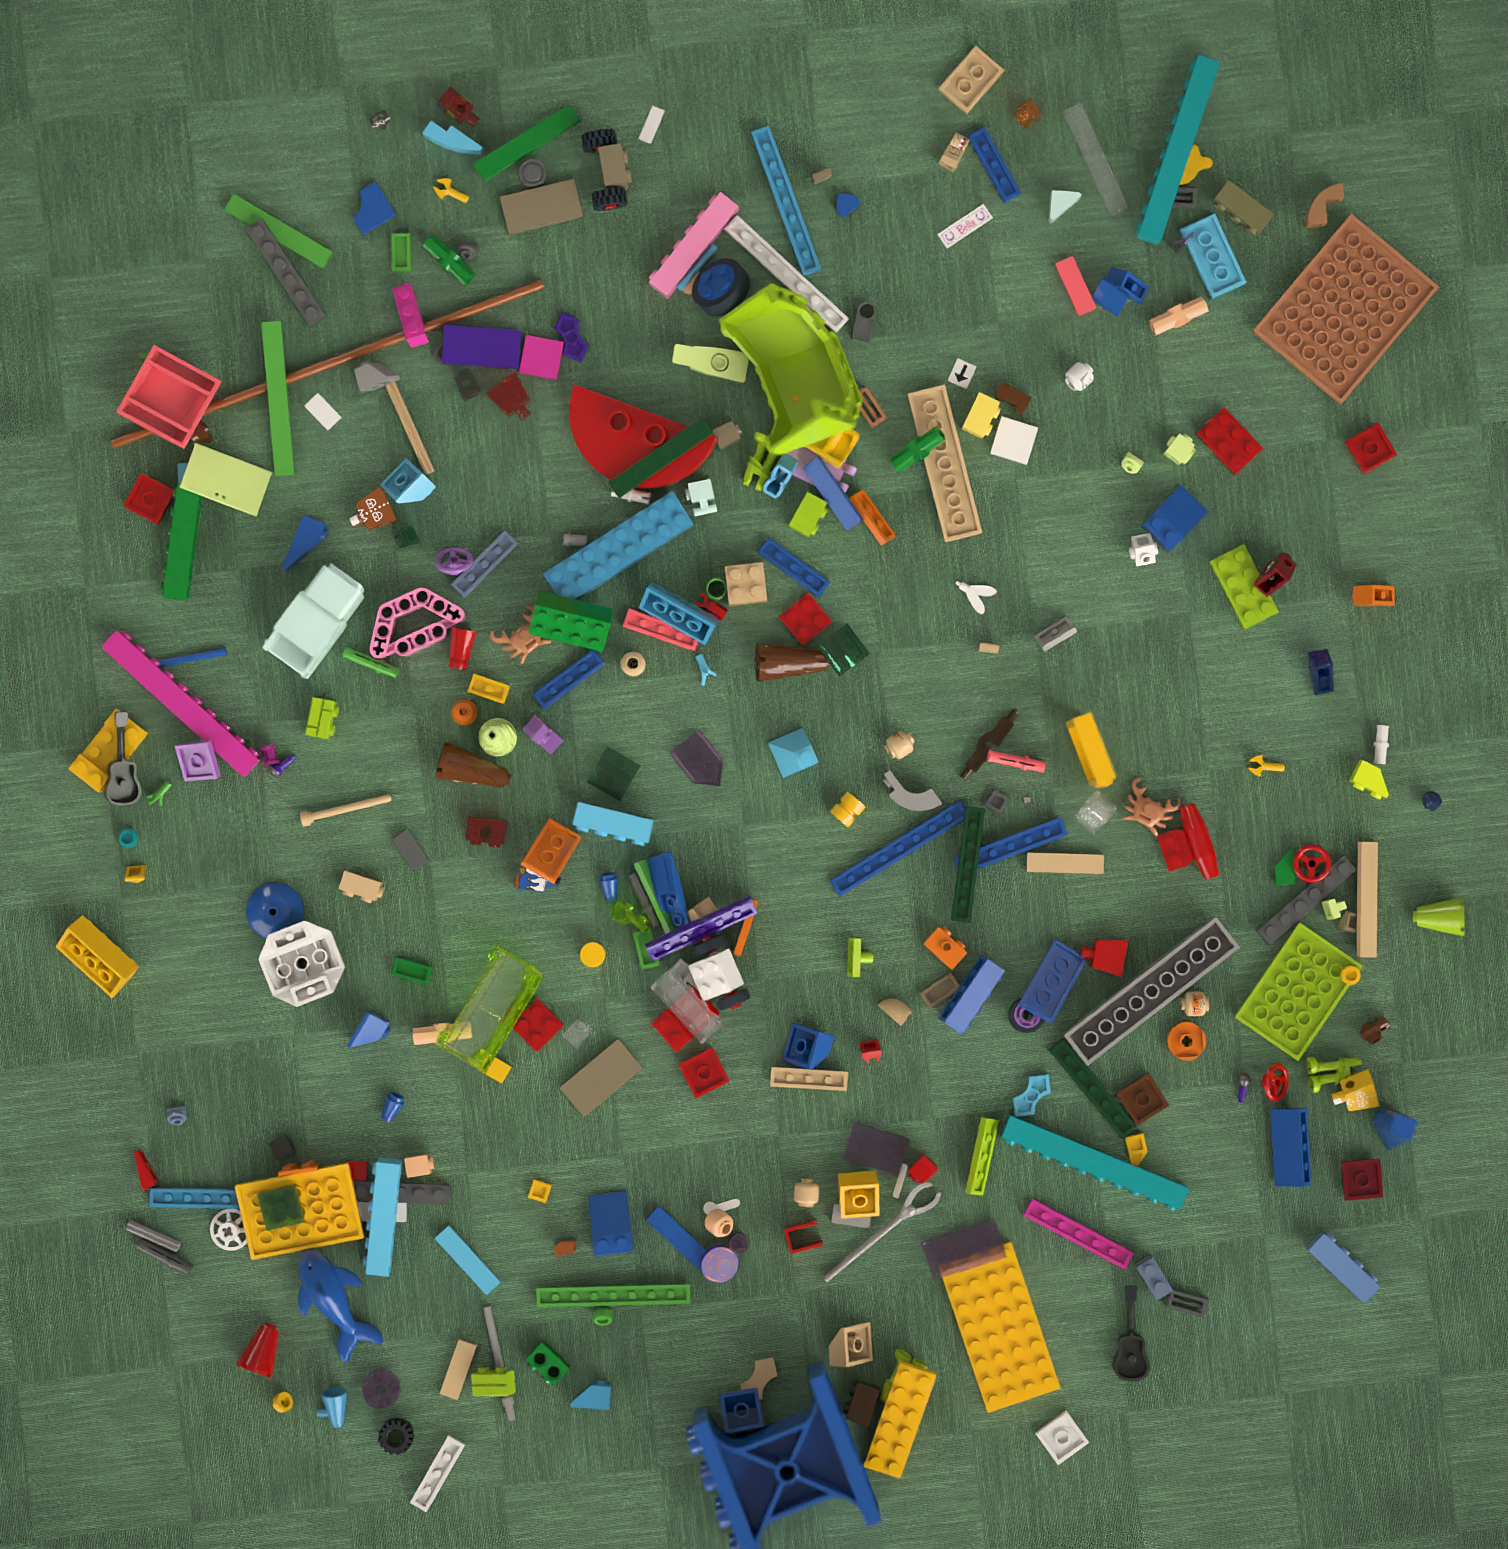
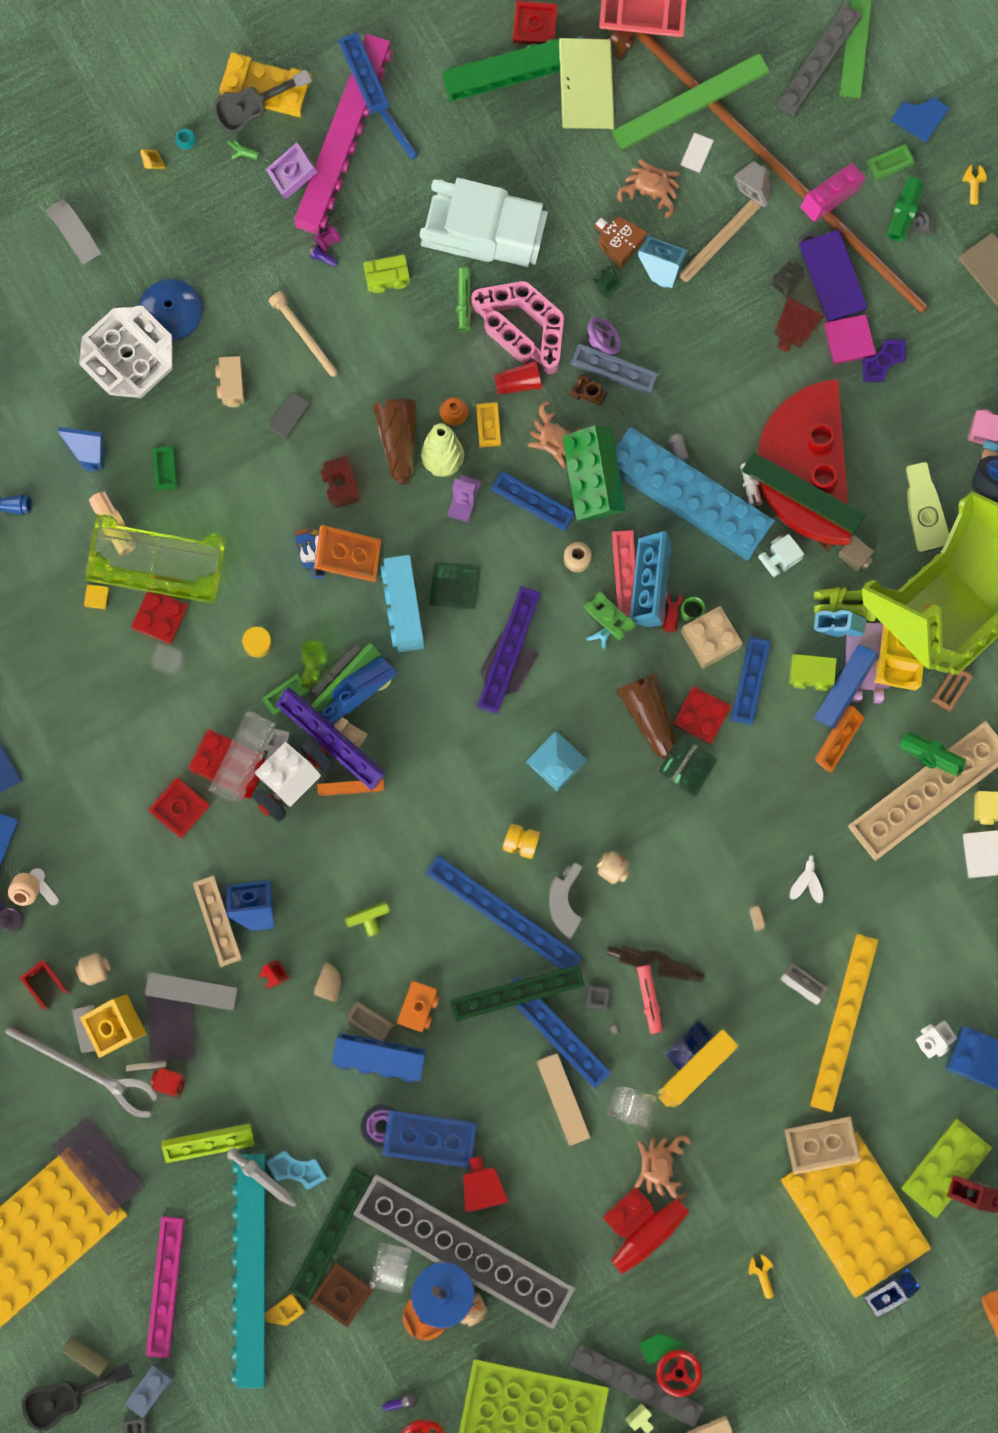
camera: 65 degrees right, 10 degrees down
(97, 956) = (53, 156): yellow slope -> none
(136, 664) = (363, 73): none -> blue tile
(172, 965) = (73, 231): none -> light grey arch
(306, 539) = (559, 185): blue slope -> none
(335, 460) = (652, 182): none -> nougat animal
(492, 596) = (585, 389): none -> reddish brown plate
(601, 1077) = (131, 704): dark tan tile -> none
(609, 885) = (335, 629): blue cone -> none
(686, 752) = (509, 650): none -> dark purple tile
(693, 659) = (609, 616): none -> bright green plate
(857, 1122) = (190, 991): none -> light grey tile
(1017, 1131) = (250, 1168): none -> light grey sword
(1065, 746) = (688, 1045): none -> slope
(1098, 615) = (843, 1023): none -> yellow plate
(1106, 1316) = (85, 1356): none -> olive brick
(1139, 1052) = (390, 1267): none -> clear brick
(1179, 1021) = (442, 1295): none -> blue piece
(1186, 676) = (822, 1145): none -> tan tile
(1249, 673) = (857, 1220): none -> yellow plate
(1370, 778) = (801, 1399): neon yellow slope -> none
(1381, 744) = (843, 1395): white pin -> none

